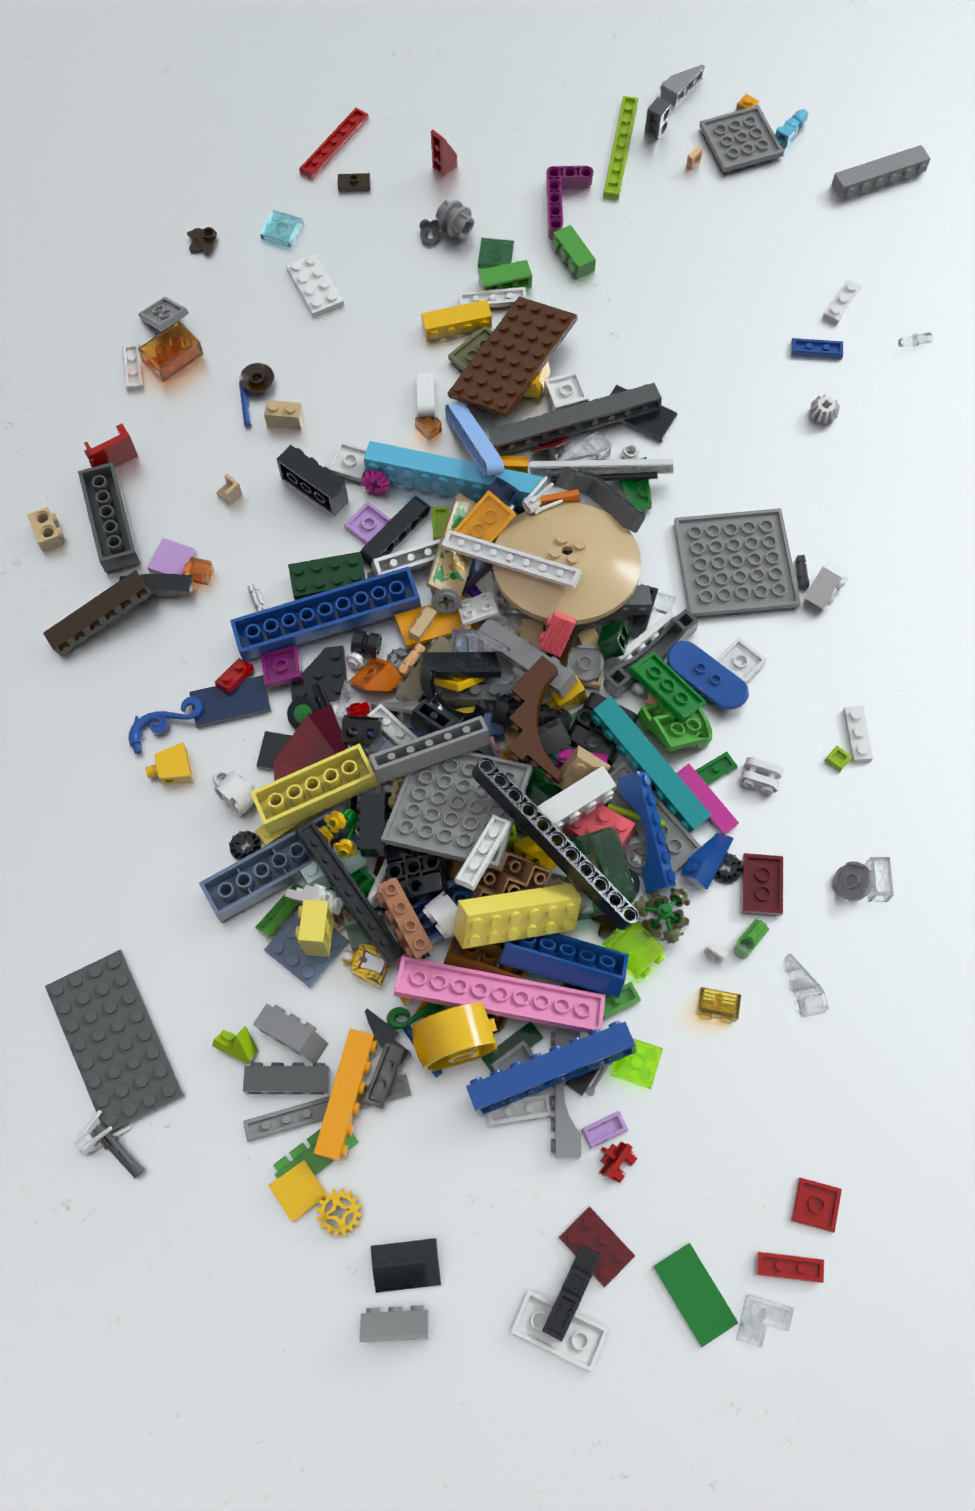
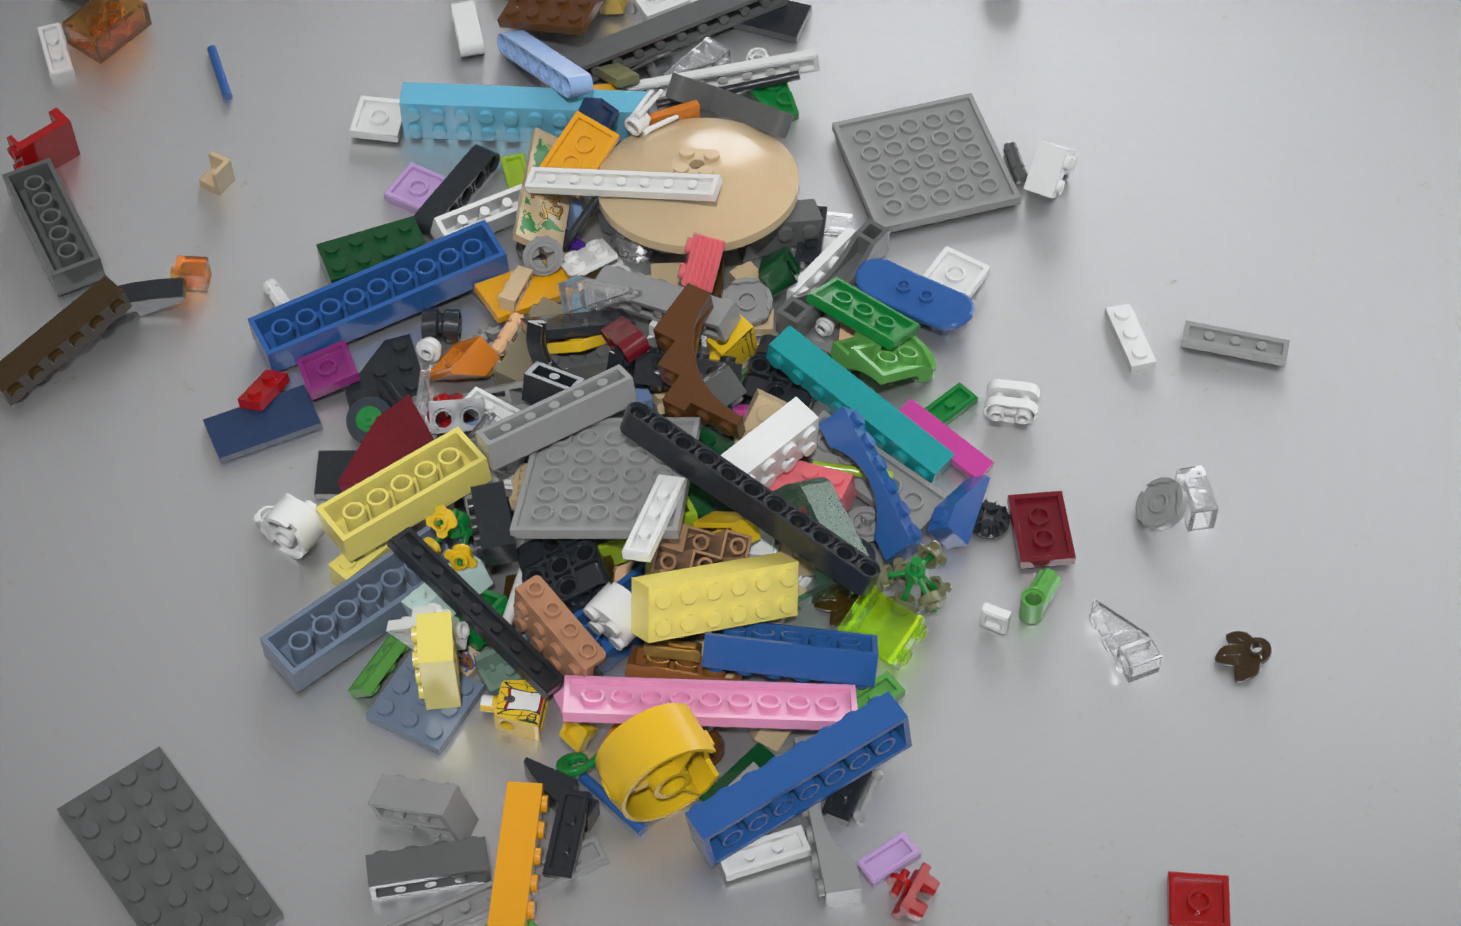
camera: 10 degrees left, 15 degrees down
(160, 728) = (170, 454): blue plant -> none
(170, 557) = (147, 263): lavender tile -> none
(171, 766) = (194, 511): yellow torso -> none
(239, 1046) = (356, 835): lime slope -> none
(252, 839) = (303, 590): black gear -> none
(257, 372) = (232, 39): dark brown dish -> none
(283, 414) = (277, 76): tan brick -> none
(313, 480) = (332, 144): black brick -> none
(382, 482) = (429, 135): dark pink gear -> none
(428, 427) = (478, 67): clear orange panel -> none
(490, 690) = (626, 337): none -> dark red beam
(526, 454) = (618, 75): none -> olive tile
(640, 1066) = (917, 772): clear neon green plate -> none
(718, 1005) = (1011, 680): clear yellow brick -> none
(838, 758) = (1110, 369): lime tile -> none
(885, 1012) = (1240, 654): none -> dark brown plate
(934, 753) = (1235, 343): none -> light grey plate

